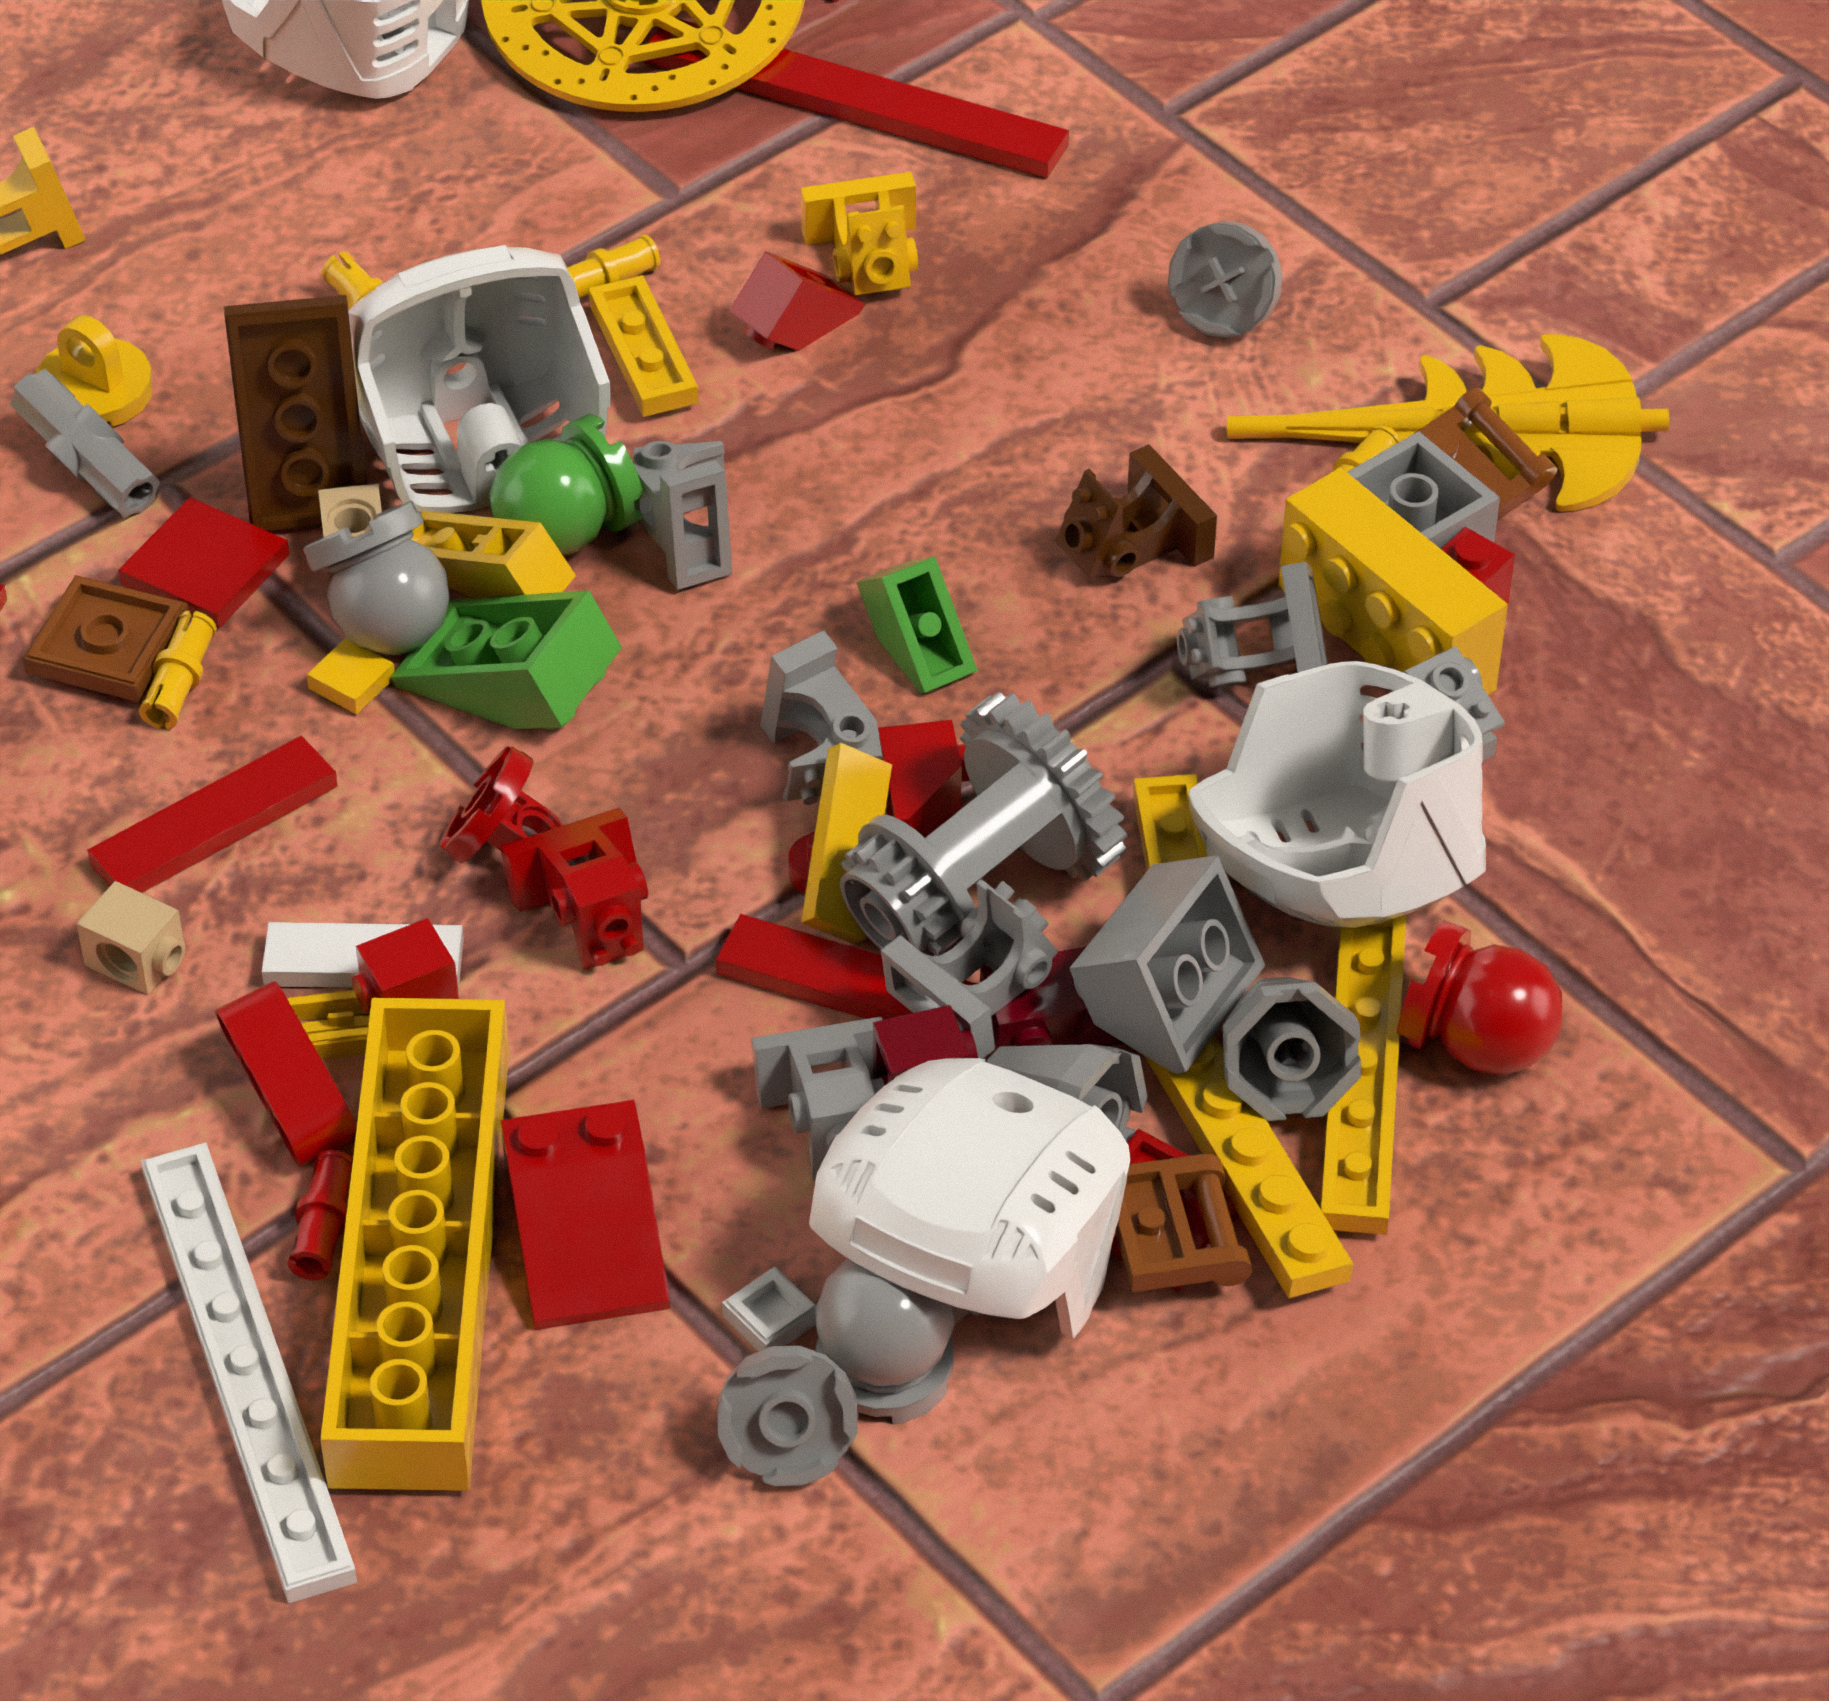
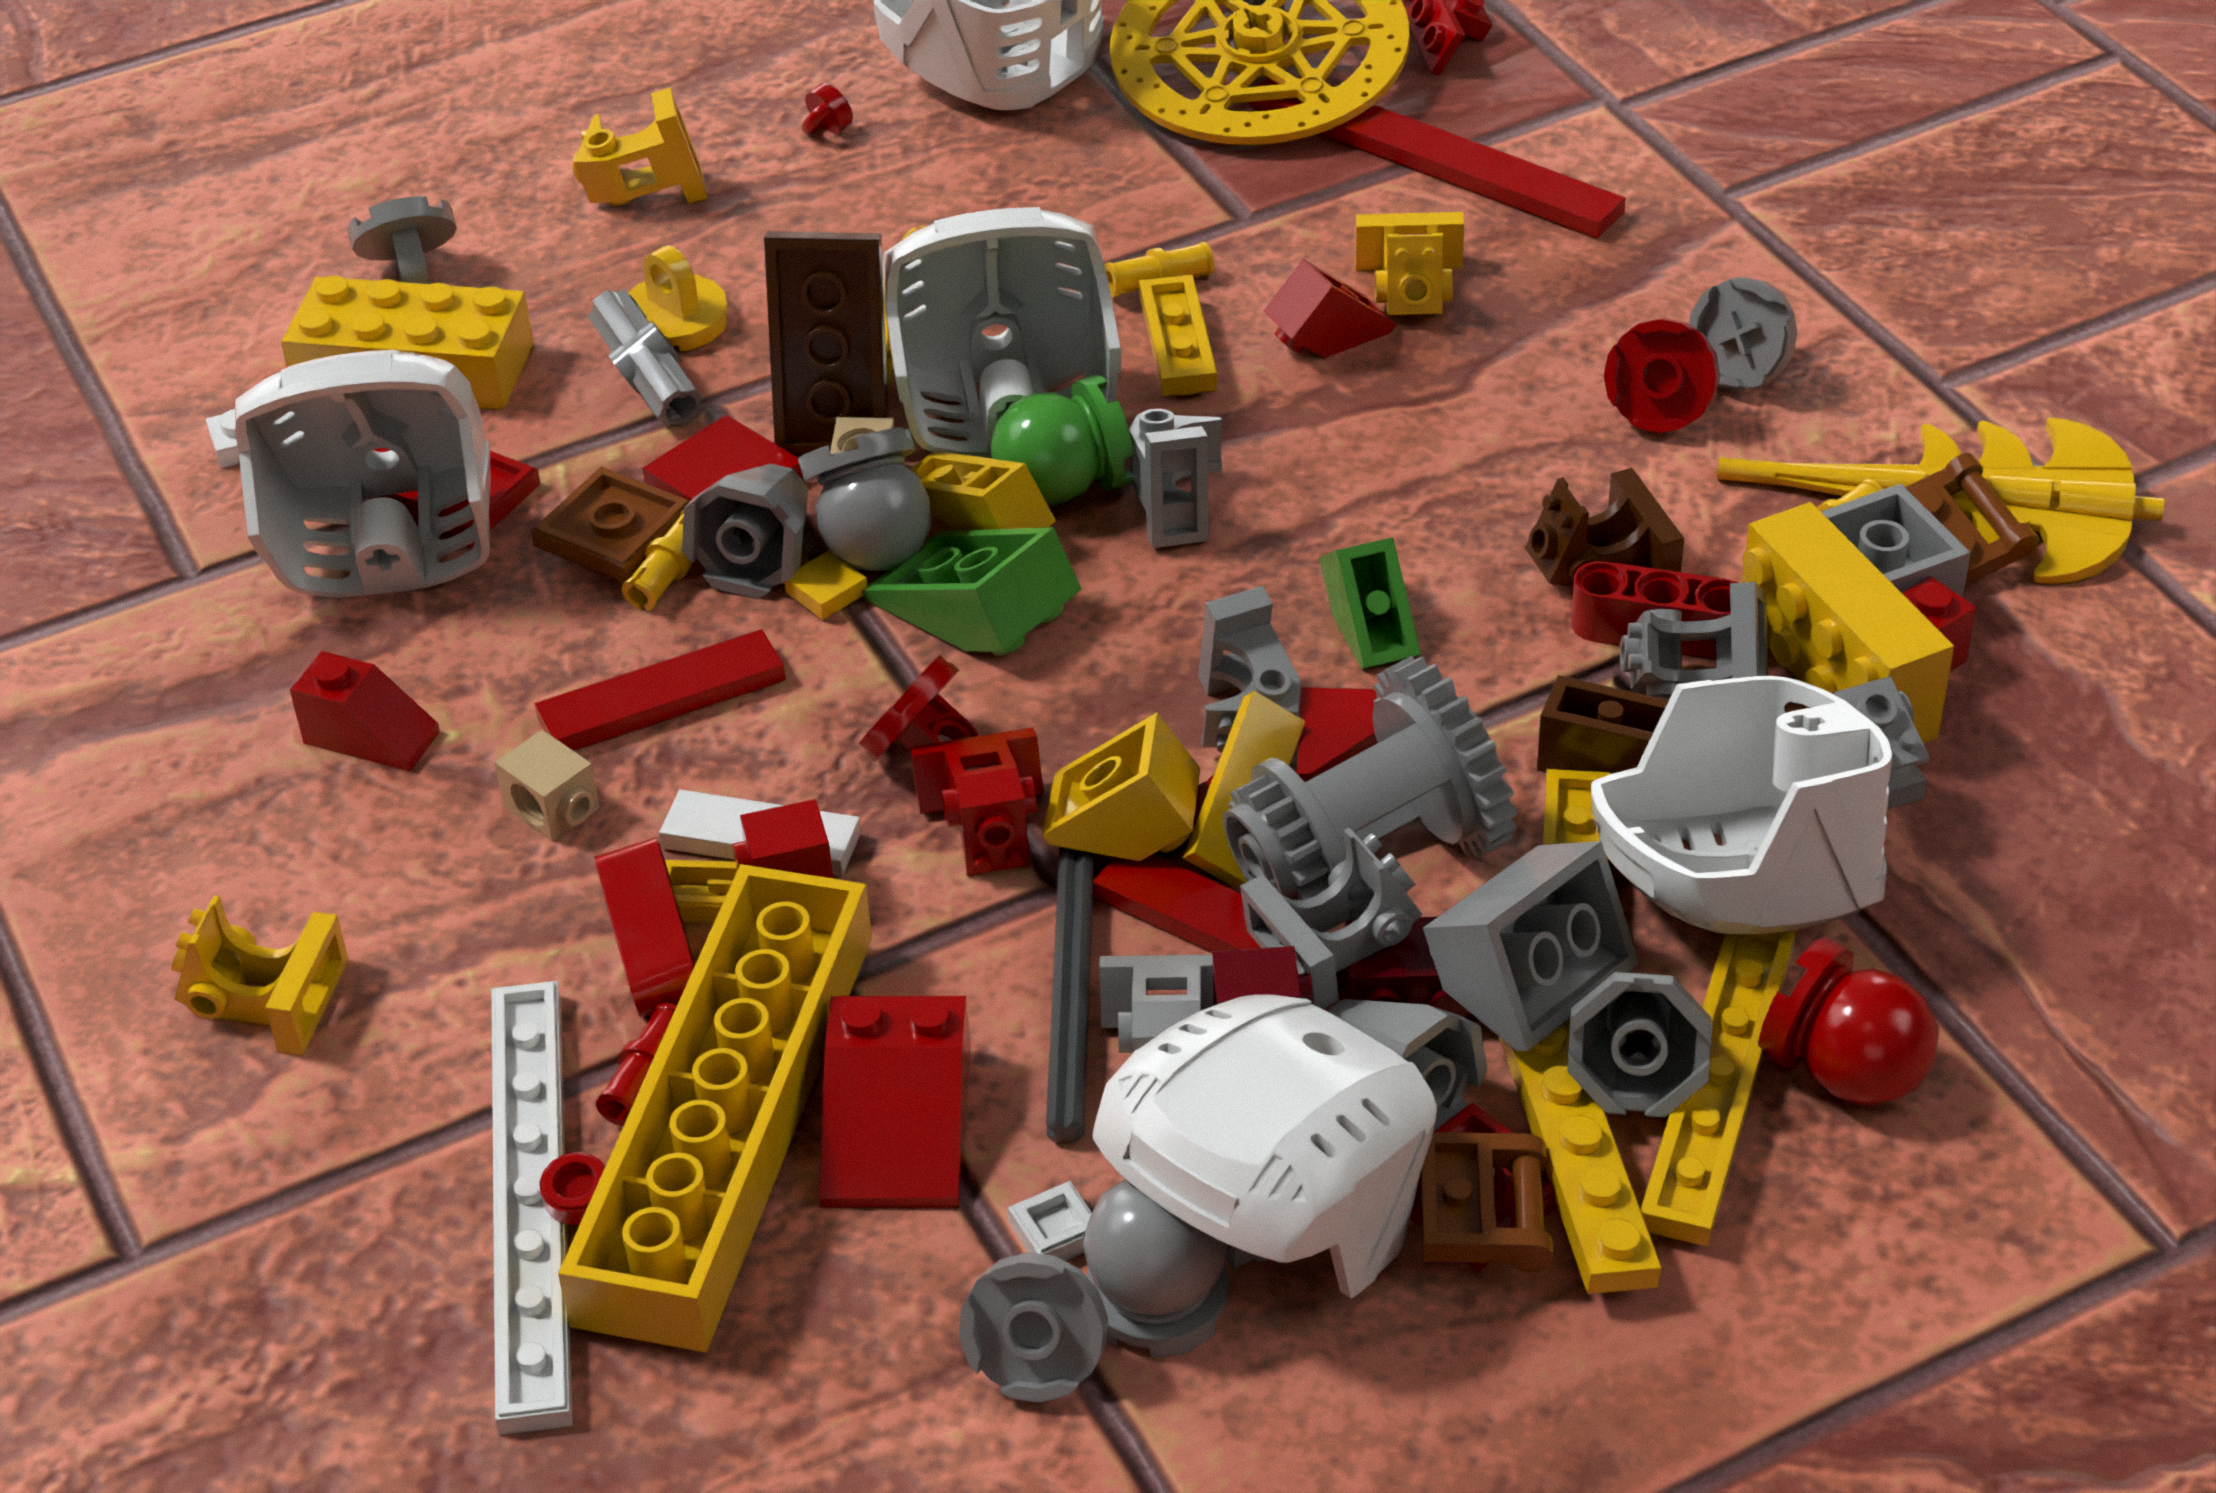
camera: 15 degrees right, 5 degrees down
(191, 120) = (827, 110): none -> red tile
(261, 629) = (748, 529): none -> light grey cone
(297, 1352) = (569, 1185): none -> red tile
(722, 1071) = (1070, 997): none -> dark grey axle
(729, 866) = (1126, 795): none -> yellow slope
(1155, 335) = (1662, 375): none -> red tile
(1164, 587) = (1618, 594): none -> red beam
(1179, 731) = (1595, 727): none -> reddish brown brick

